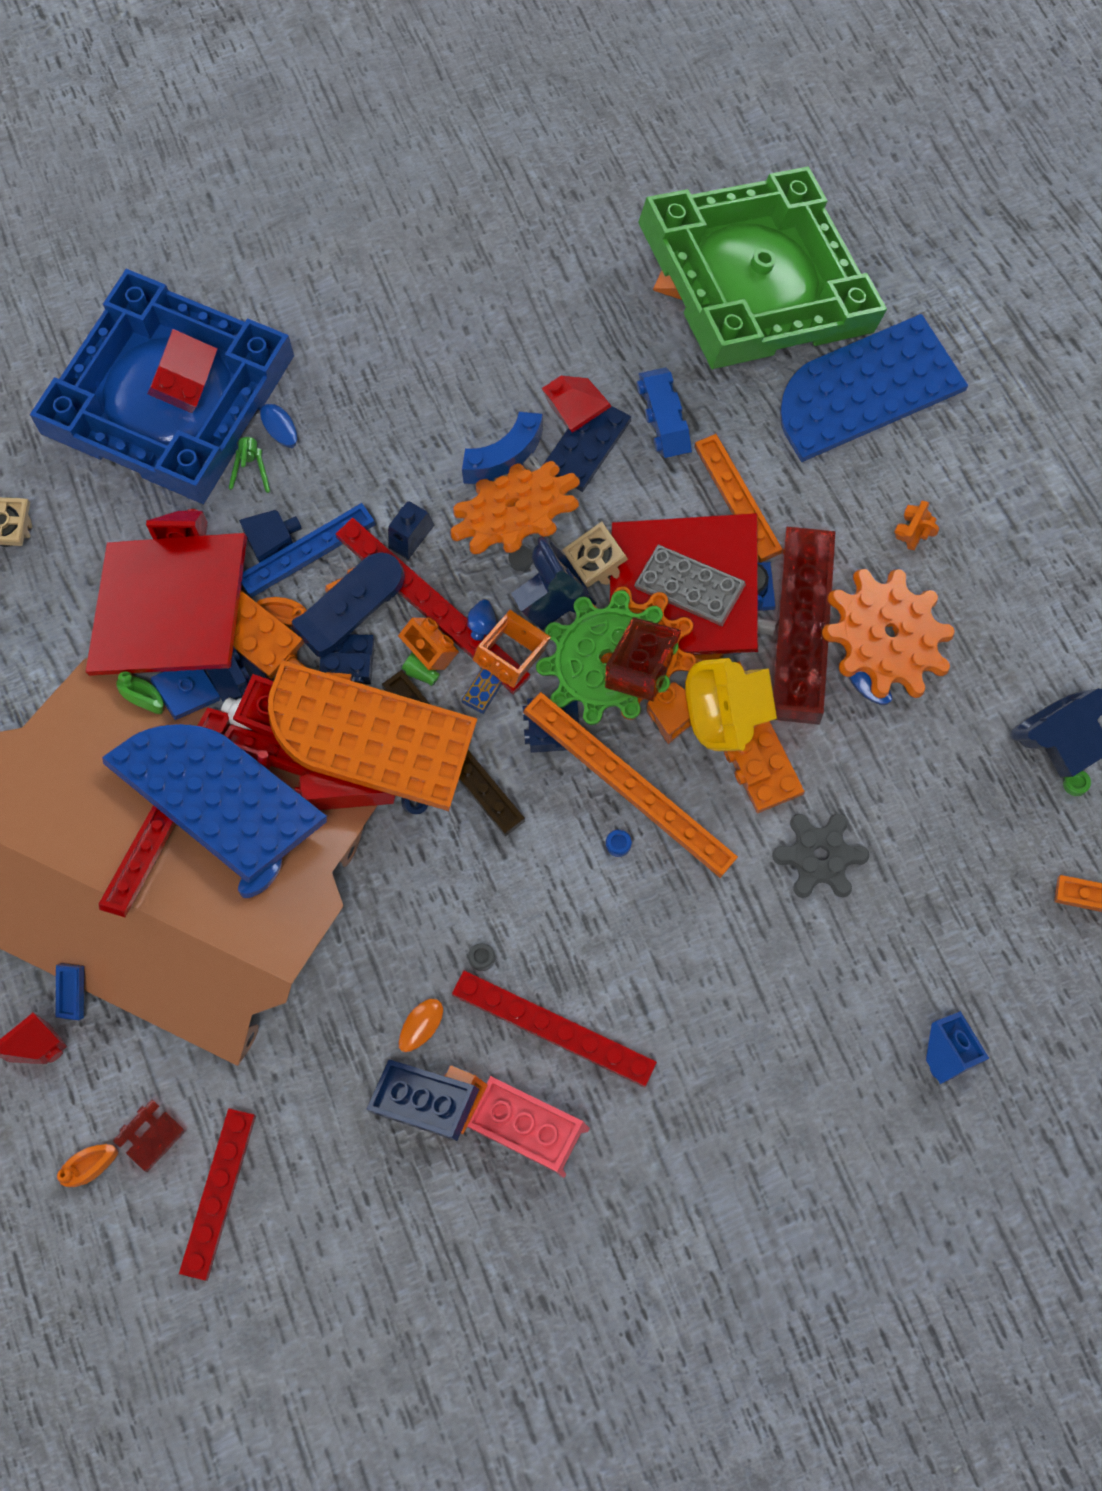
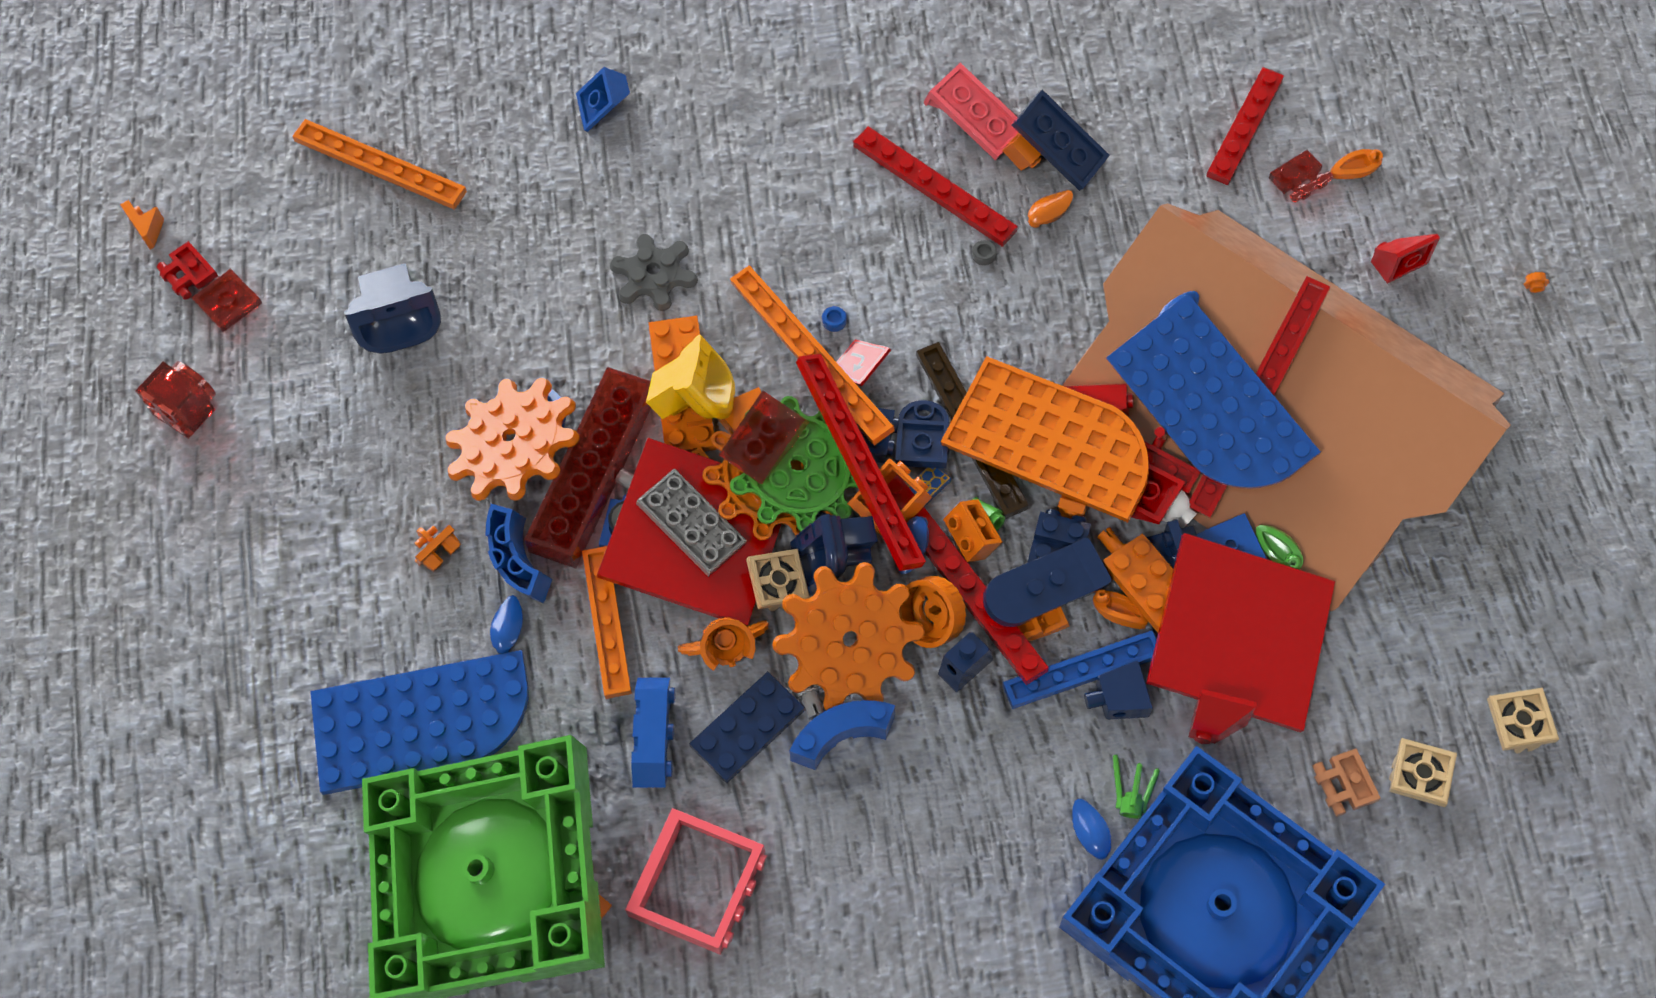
camera: 165 degrees left, 5 degrees down
(61, 512) = (1353, 778): none -> nougat plate
(69, 991) = (1365, 291): blue tile -> none
(182, 371) = (1196, 895): red slope -> none
(446, 557) = (943, 608): none -> orange piece
(498, 732) = (921, 435): none -> dark blue plate
(549, 666) = (861, 463): none -> red plate
(575, 400) = (745, 765): red slope -> none
(579, 792) = (862, 360): none -> piece
(583, 351) = (655, 863): none -> coral window
(627, 496) = (725, 642): none -> orange helmet
(824, 475) = (506, 625): none -> blue arm
(852, 536) = (508, 555): none -> blue brick

